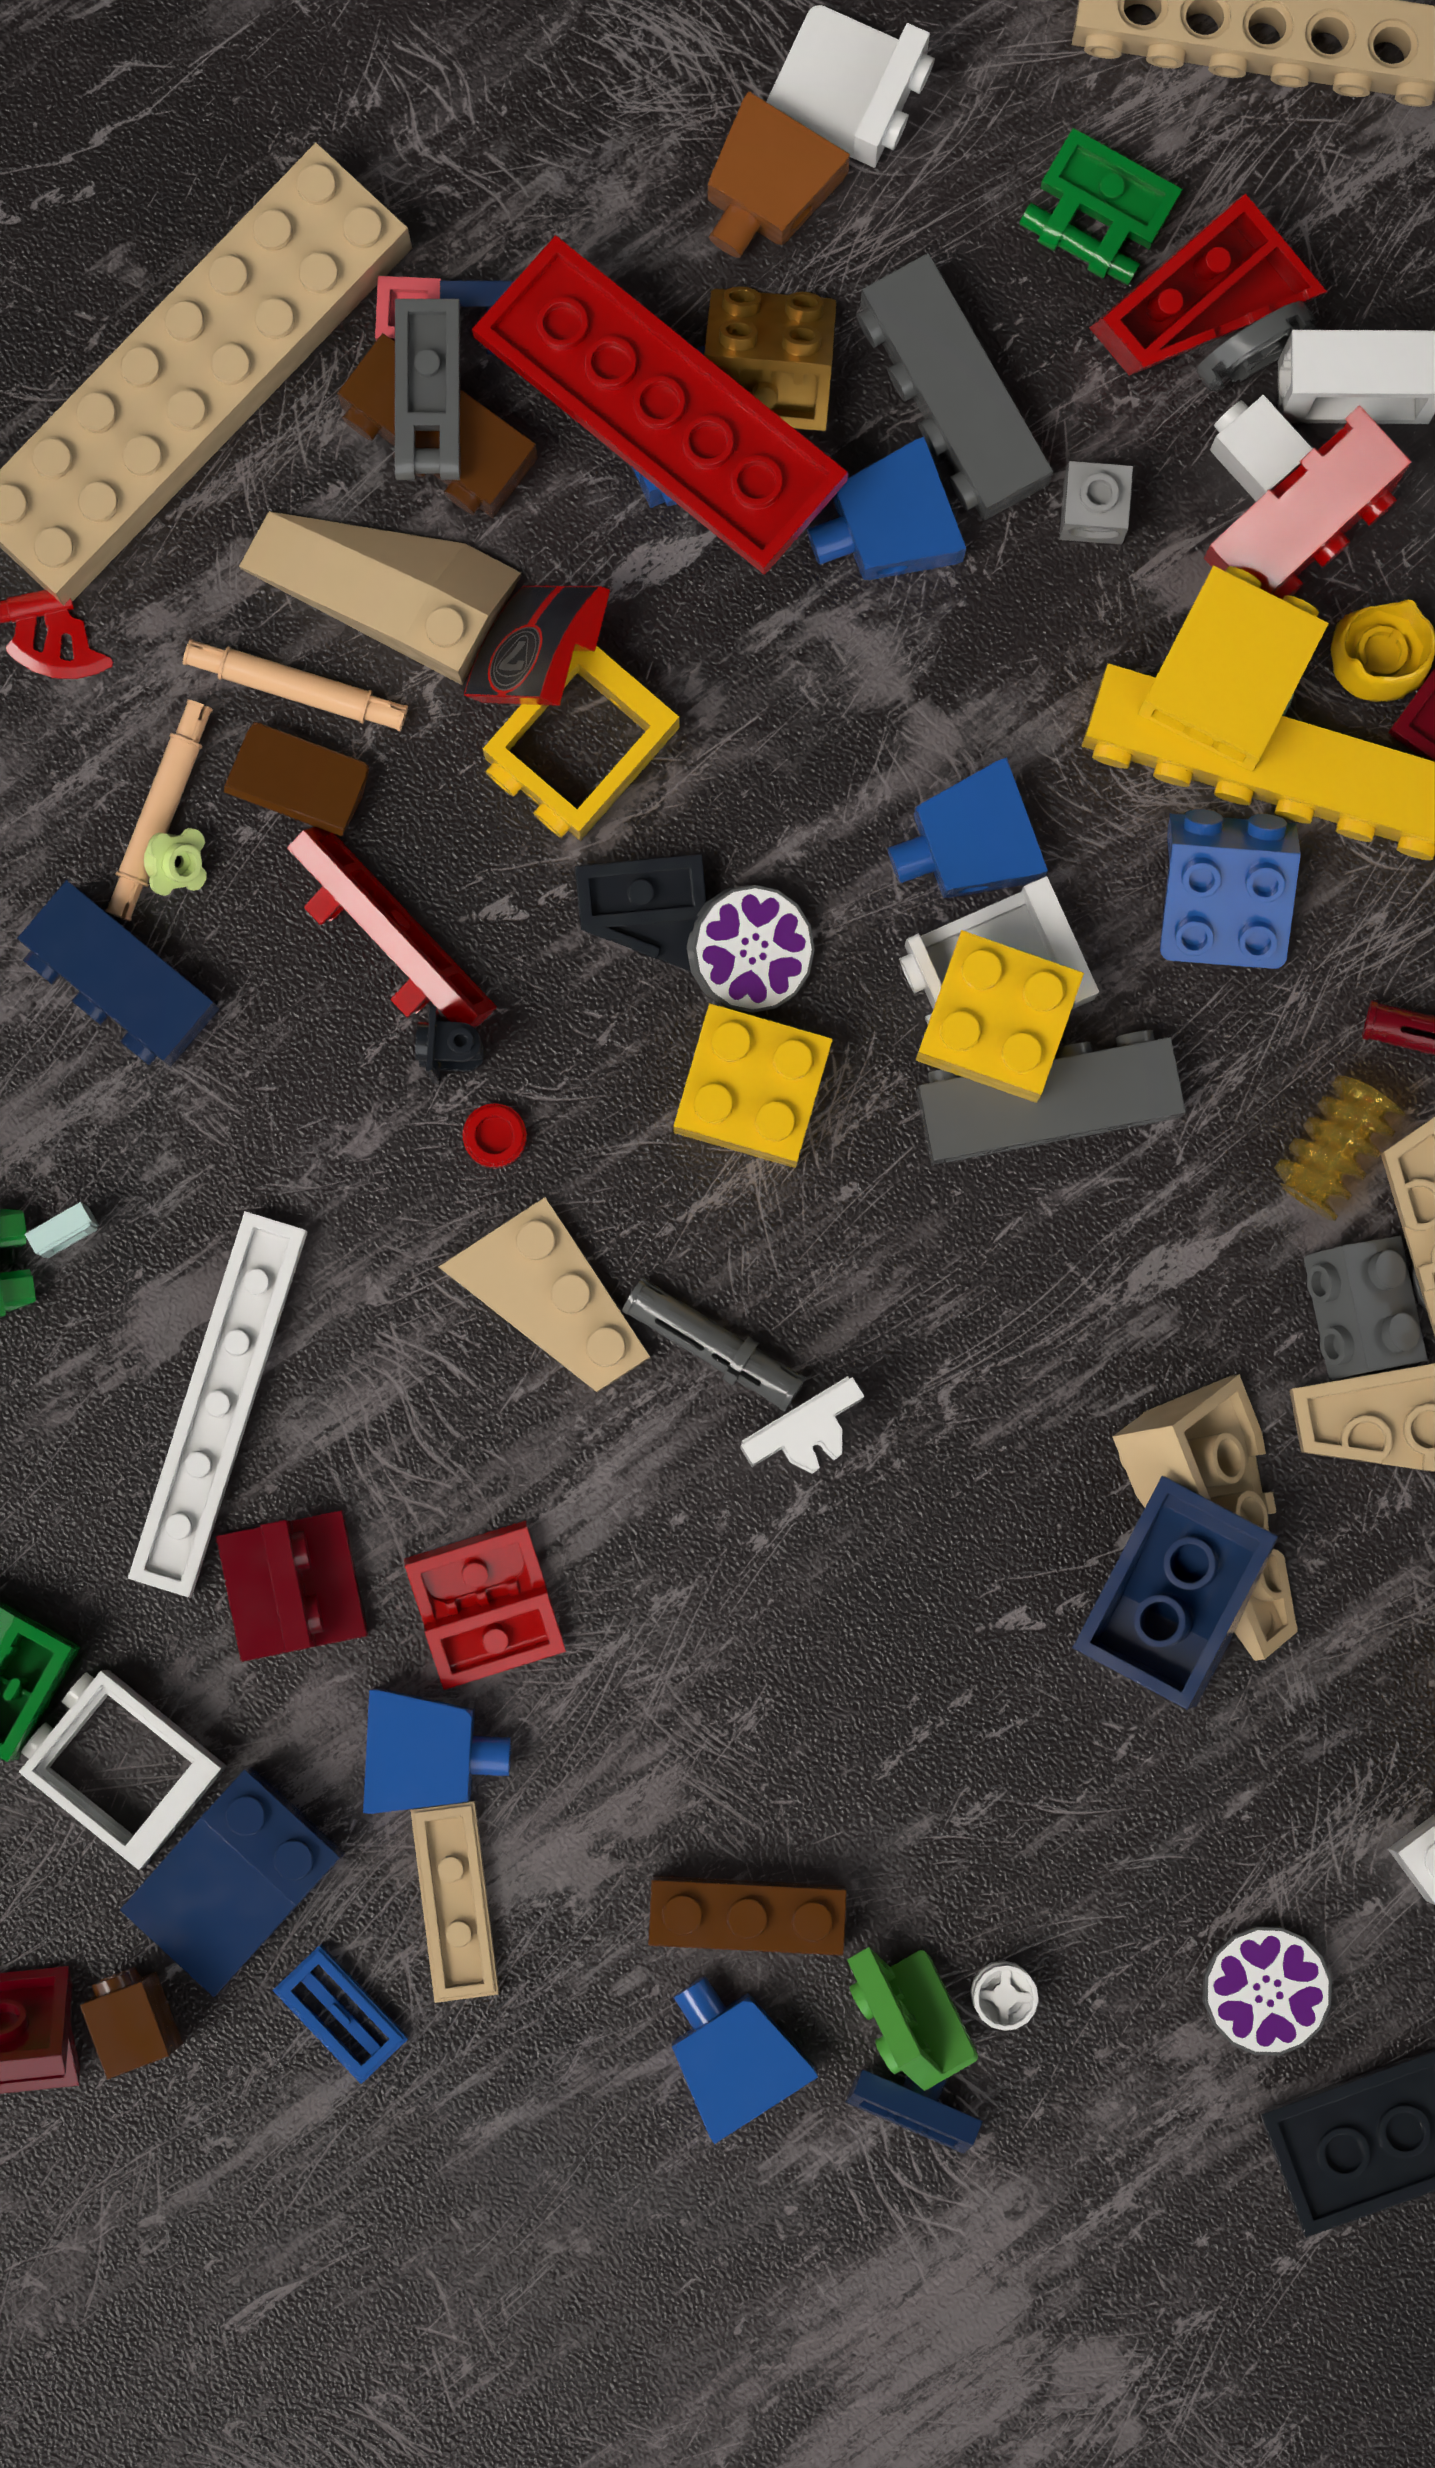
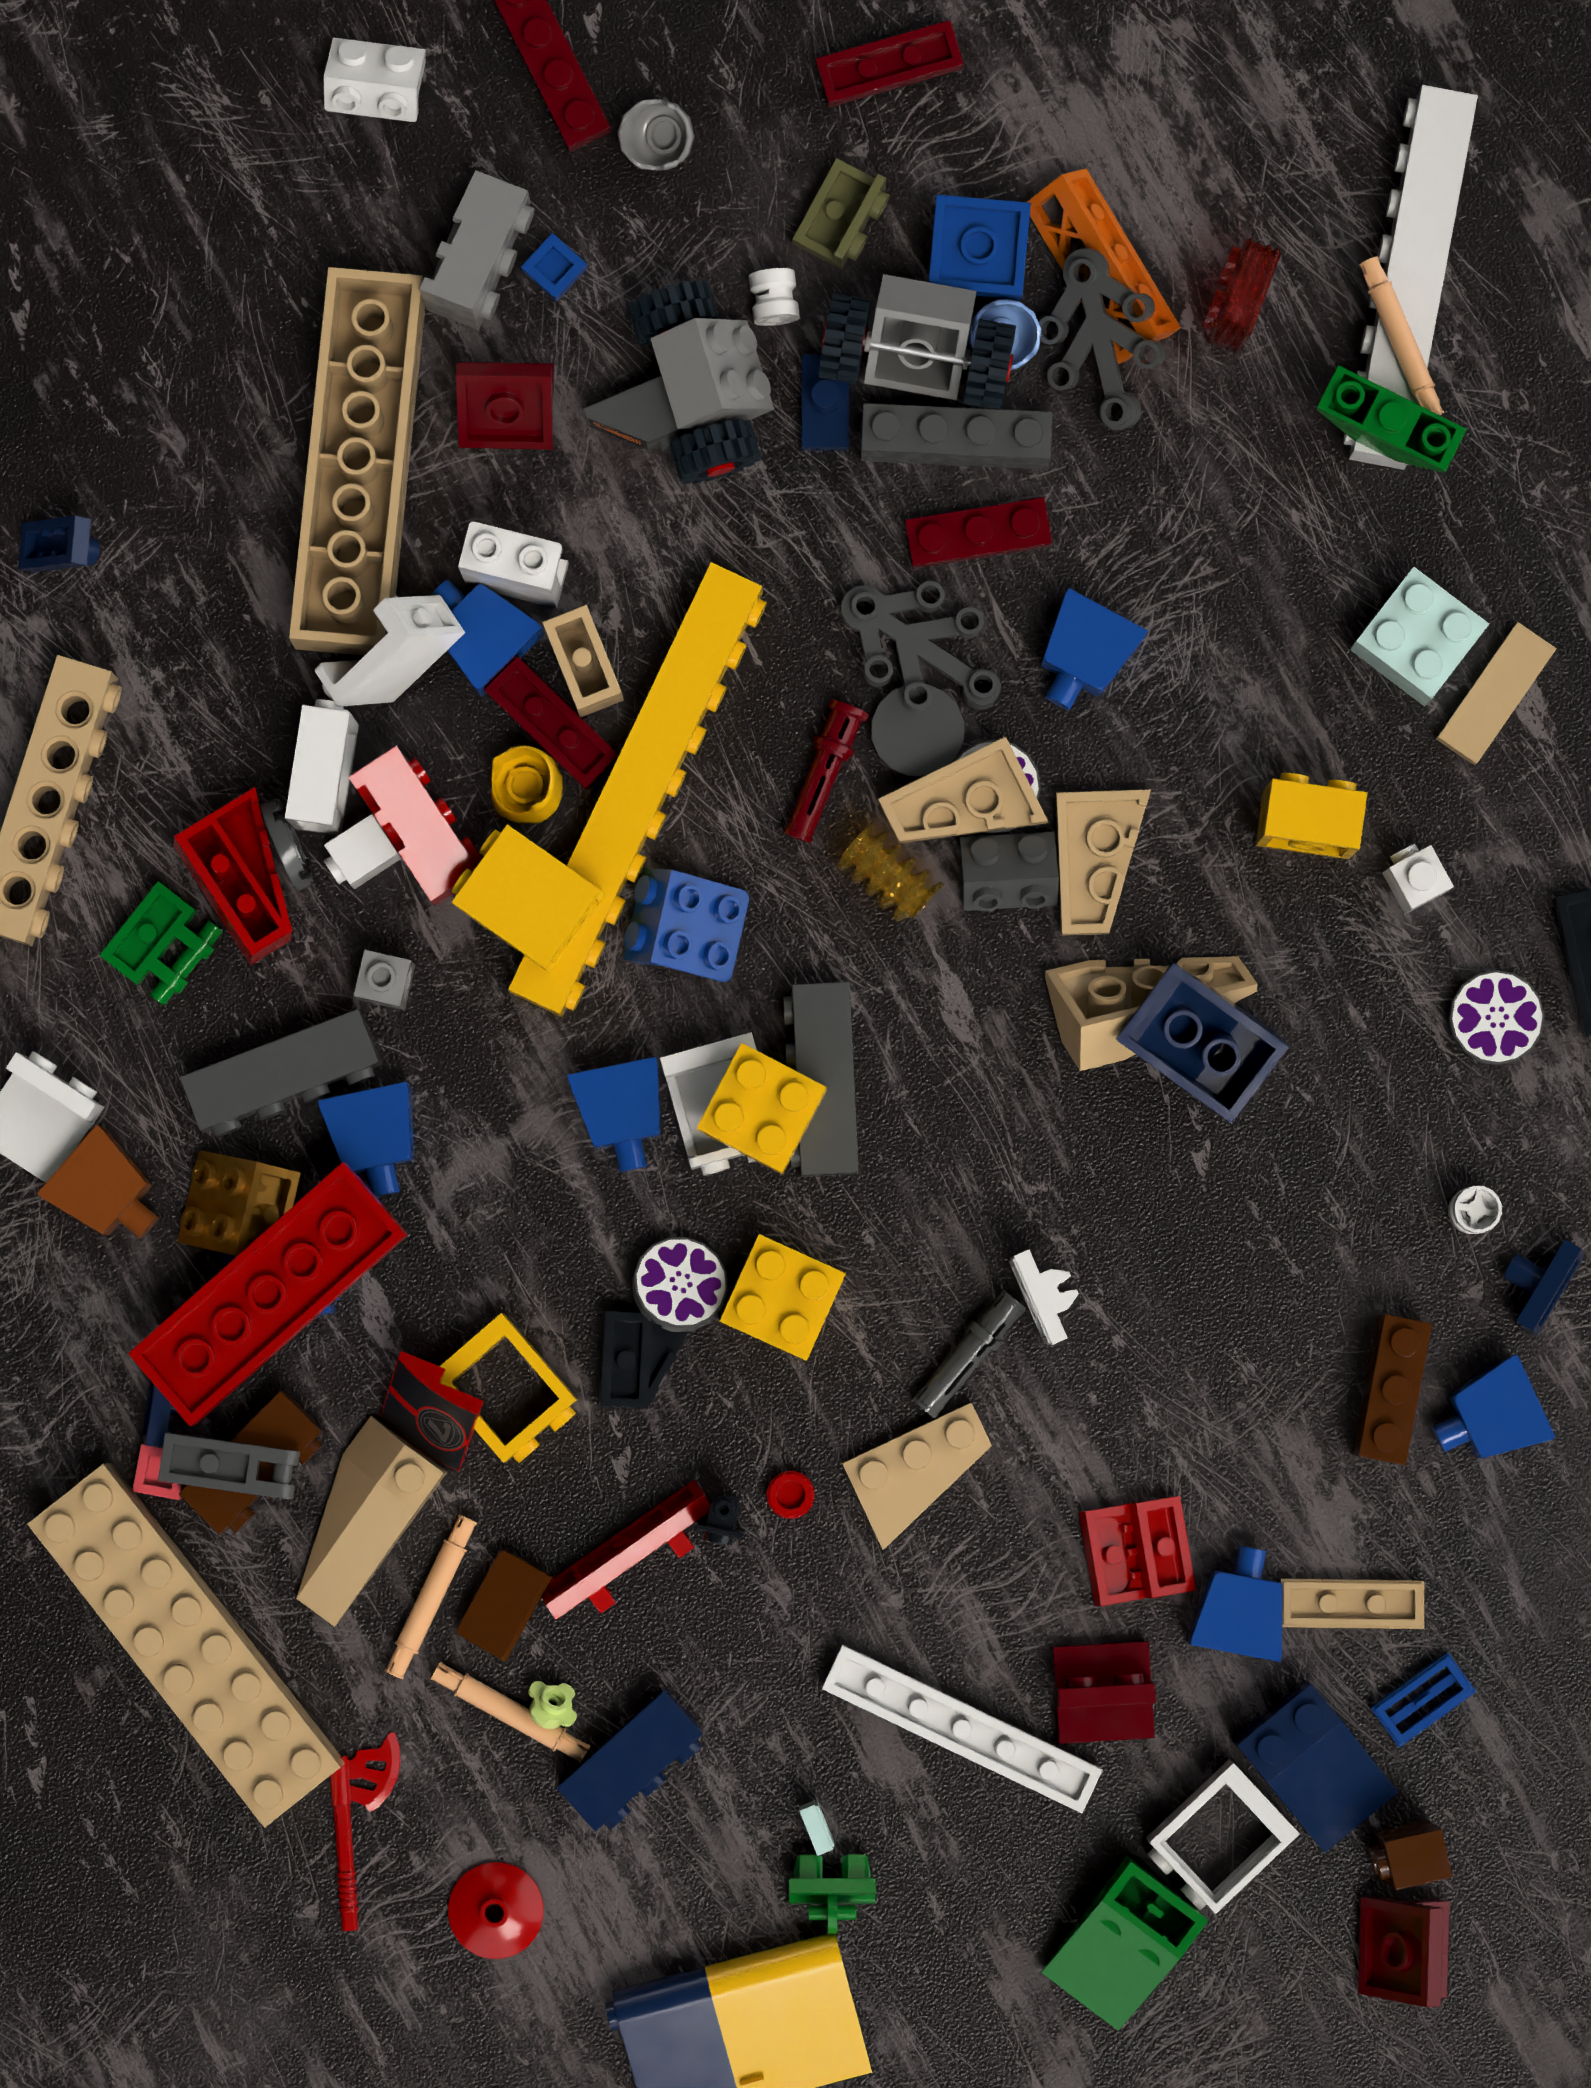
camera: 80 degrees left, 0 degrees up
(915, 2016) = (1481, 1278): bright green bracket -> none

